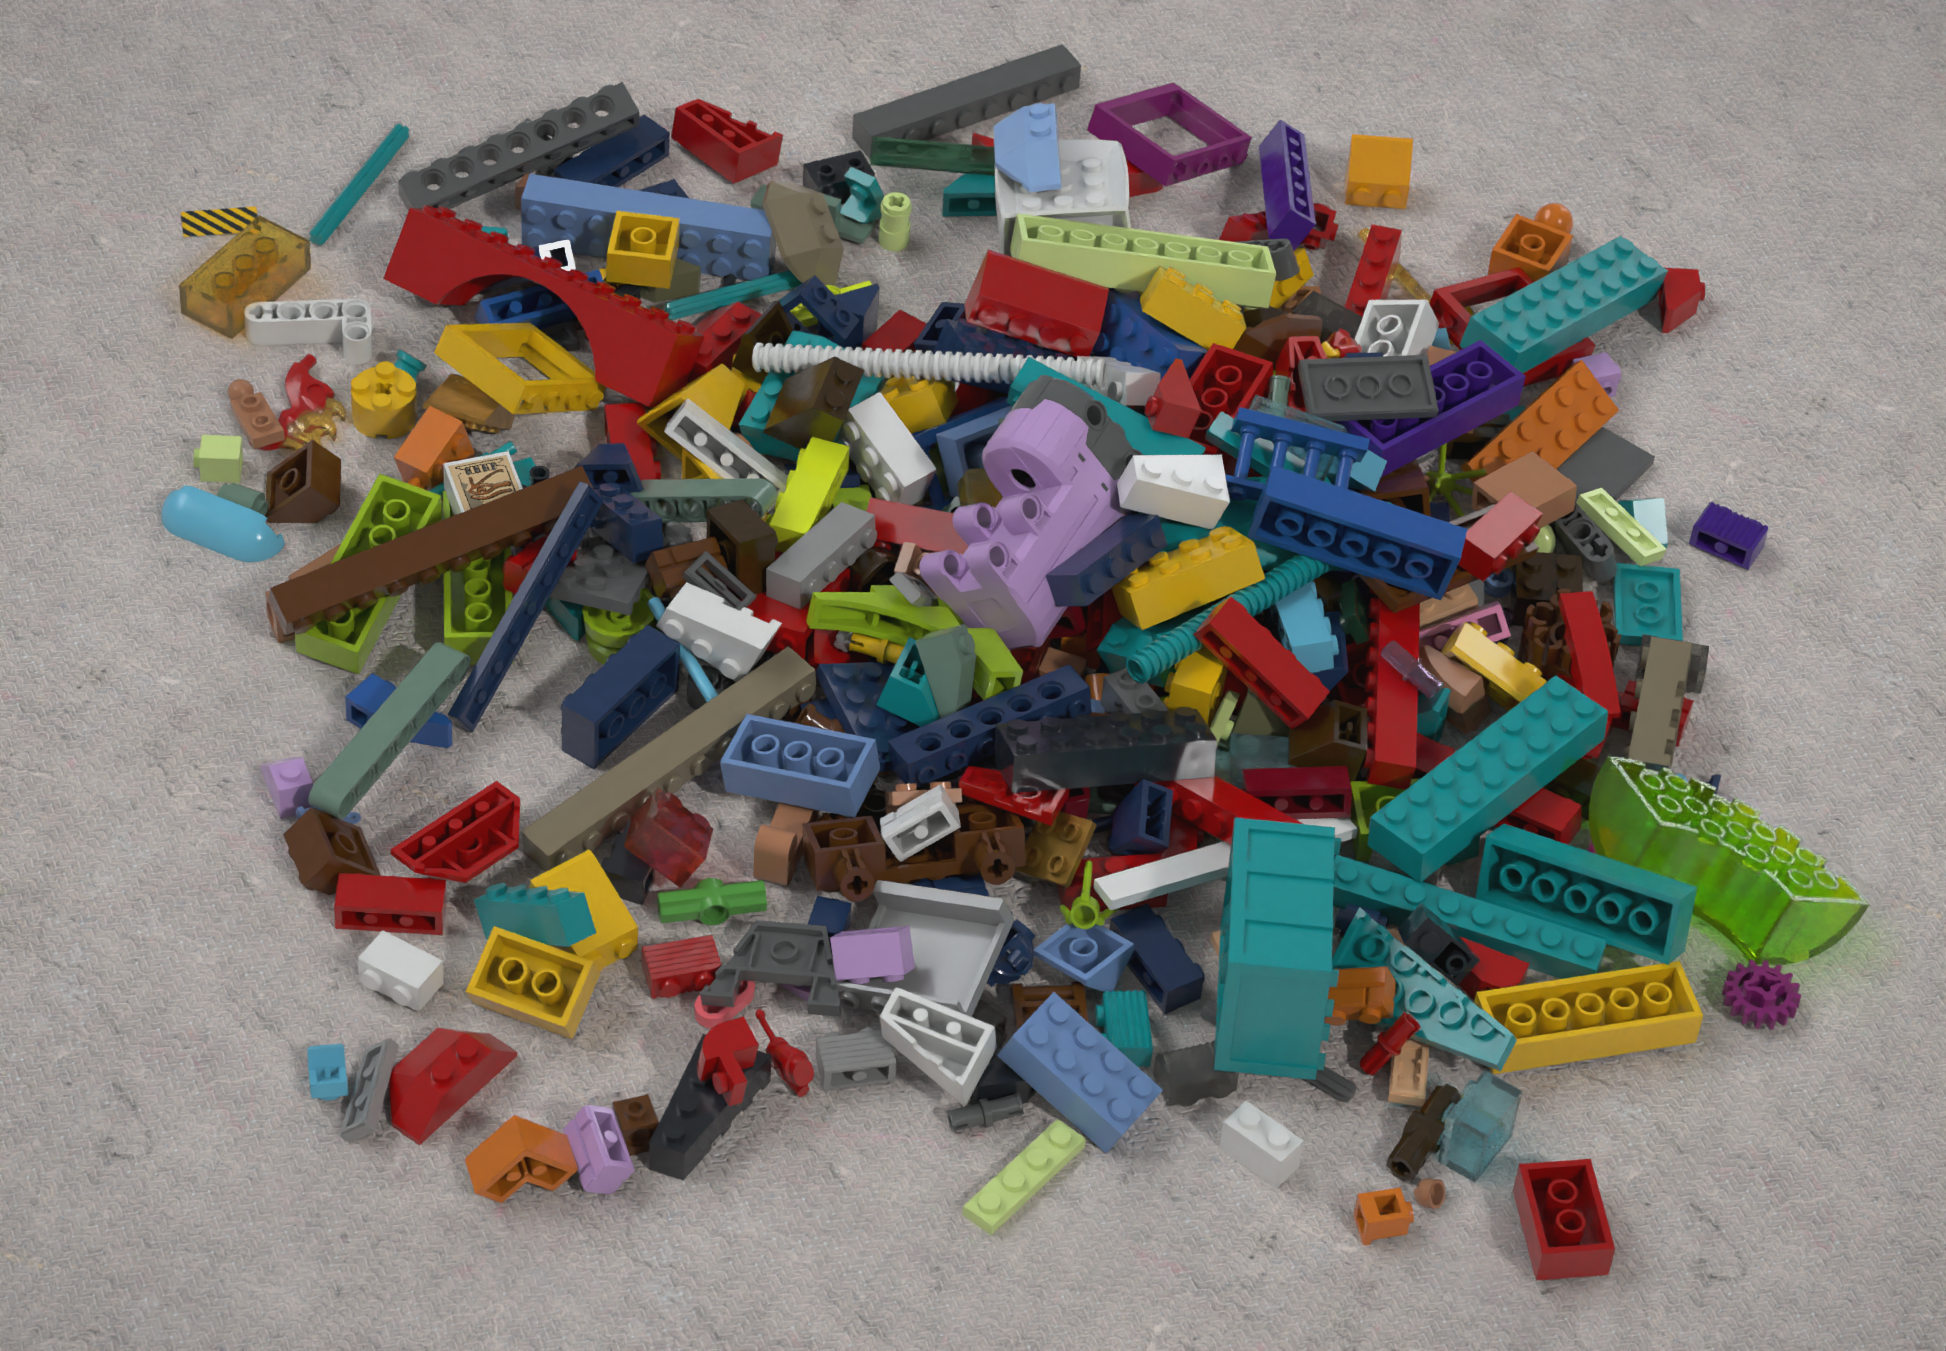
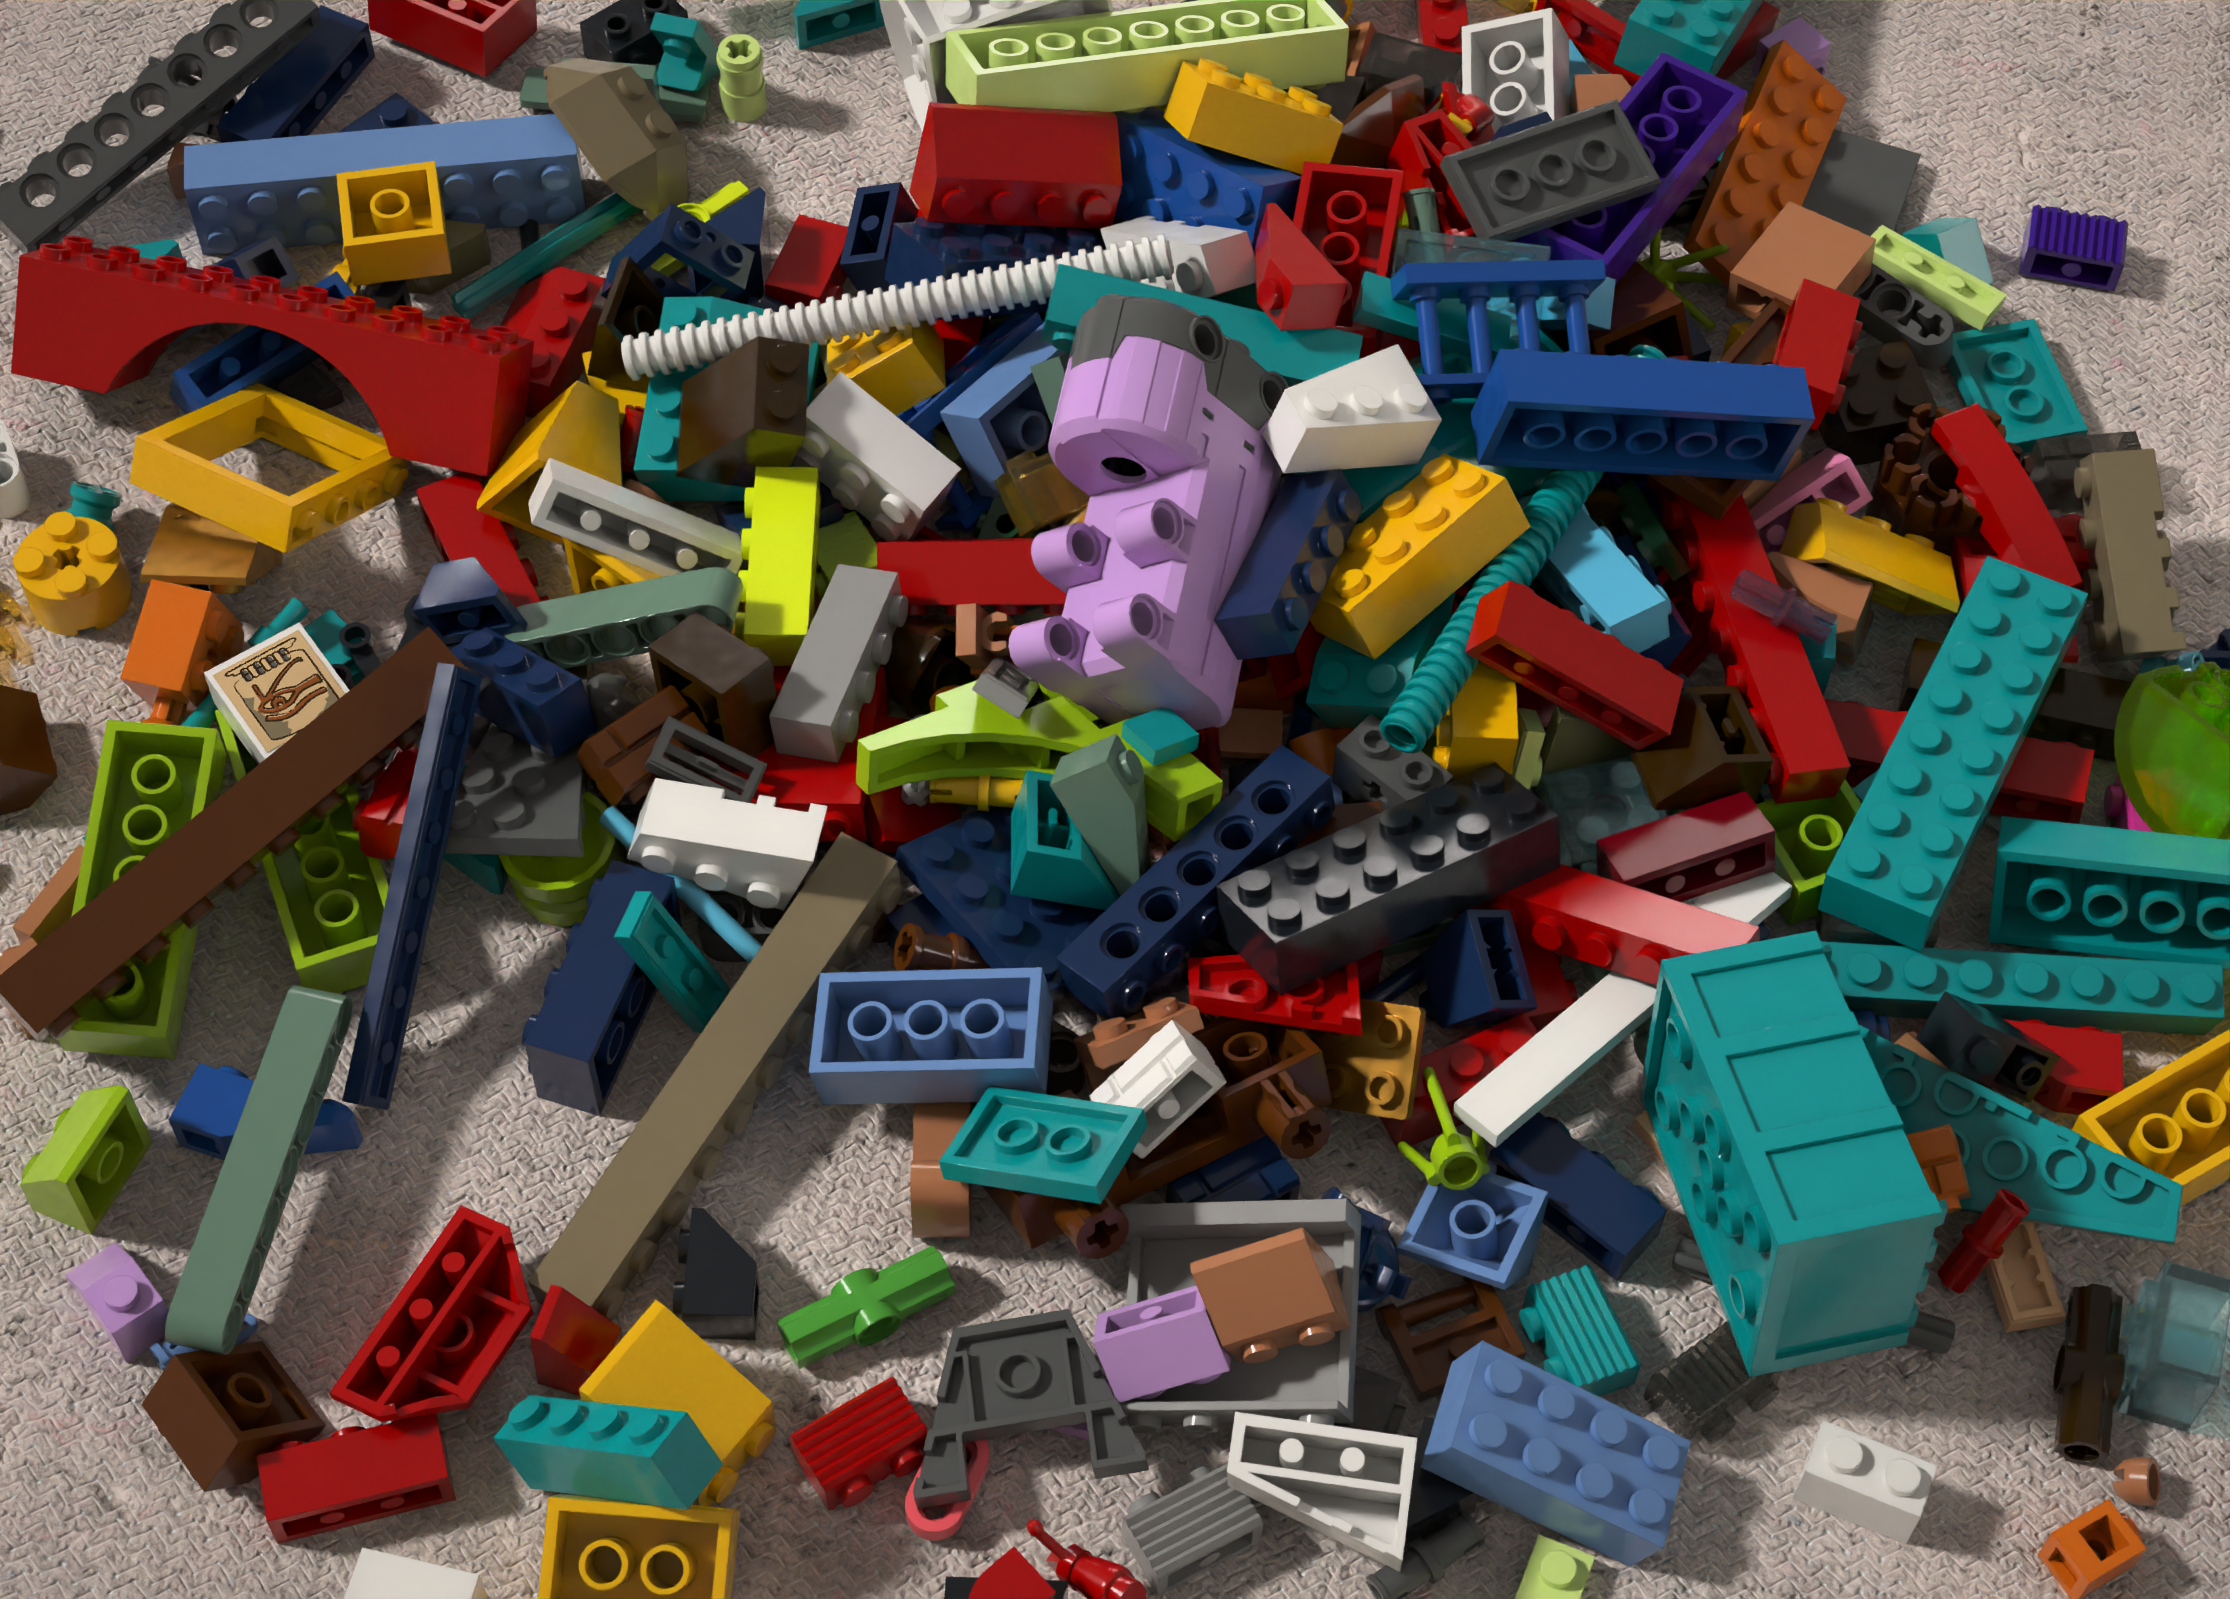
camera: 15 degrees left, 10 degrees up
(293, 706) = (87, 1158): none -> lime slope
(531, 858) = (570, 1341): none -> red slope
(661, 684) = (671, 960): none -> teal tile
(669, 837) = (769, 1226): clear red brick -> none
(832, 914) = (1064, 1282): dark blue brick -> none
(840, 829) = (1044, 1144): none -> teal plate
(941, 936) = (1271, 1296): none -> nougat slope
(995, 638) = (1160, 735): none -> teal tile

